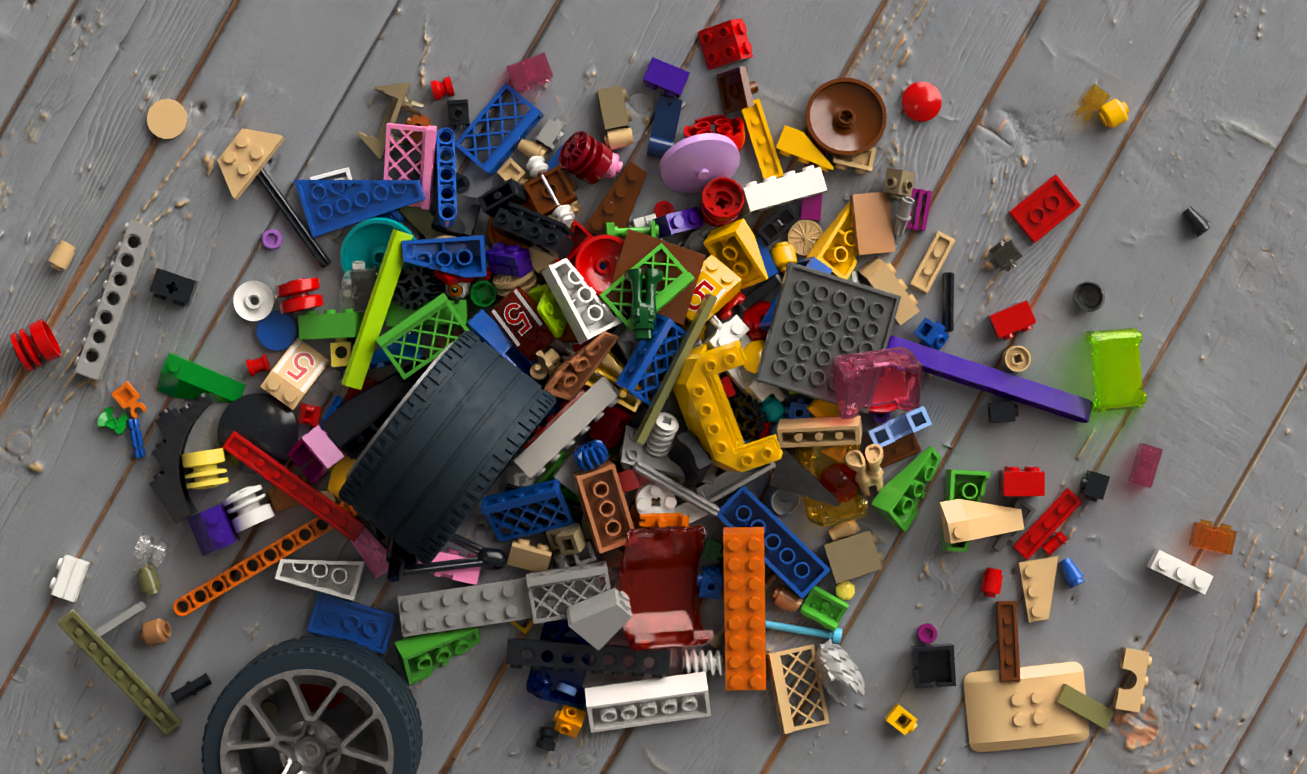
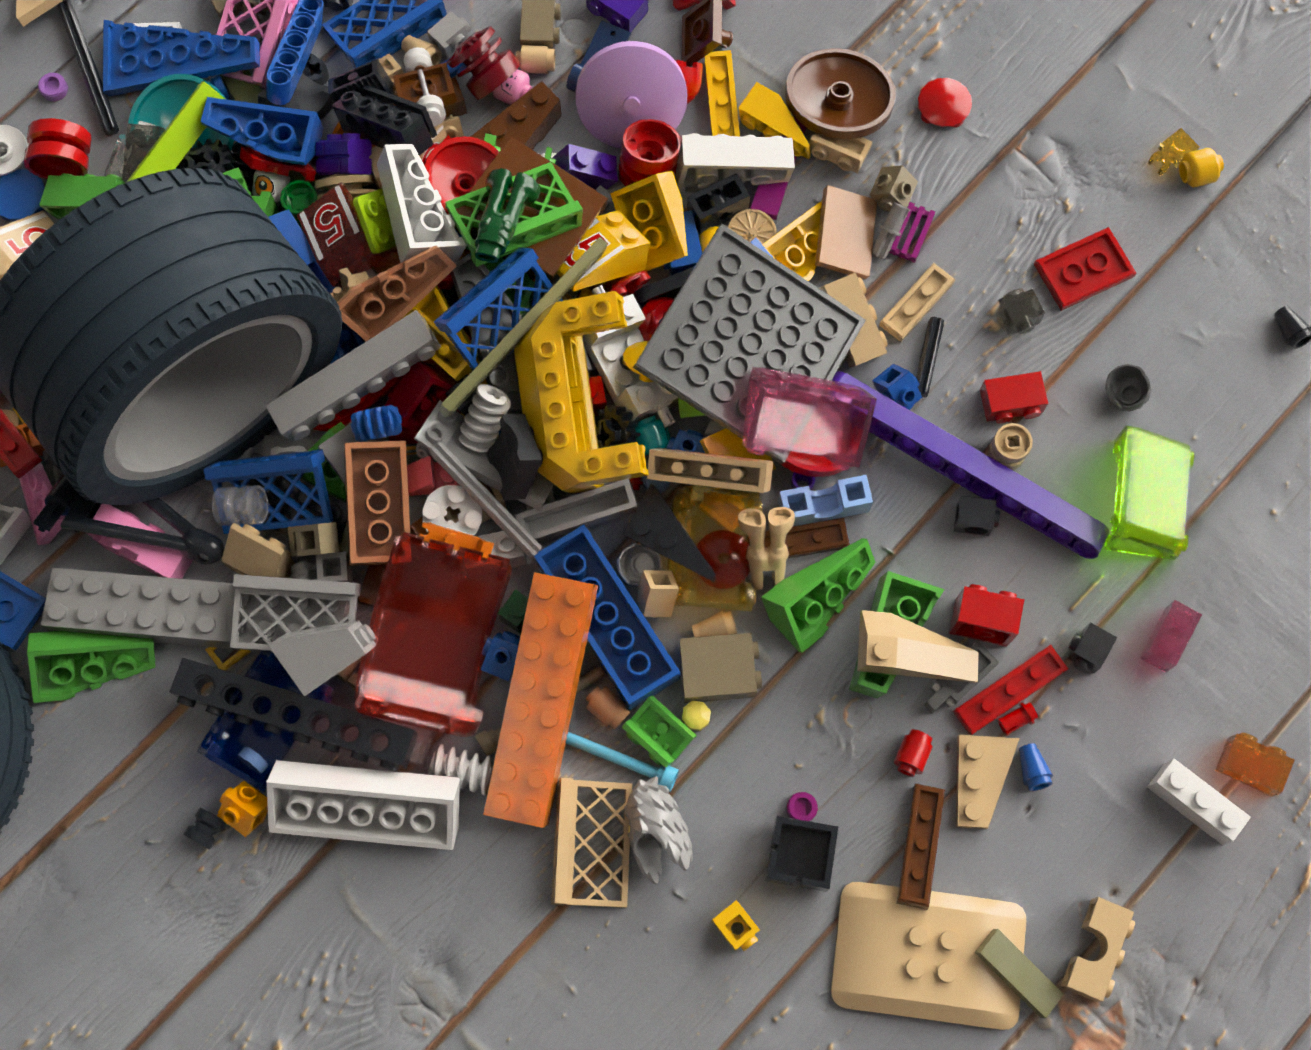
camera: 15 degrees right, 15 degrees down
(510, 528) = (240, 505): none -> clear wheel
(801, 517) = (657, 593): none -> tan brick

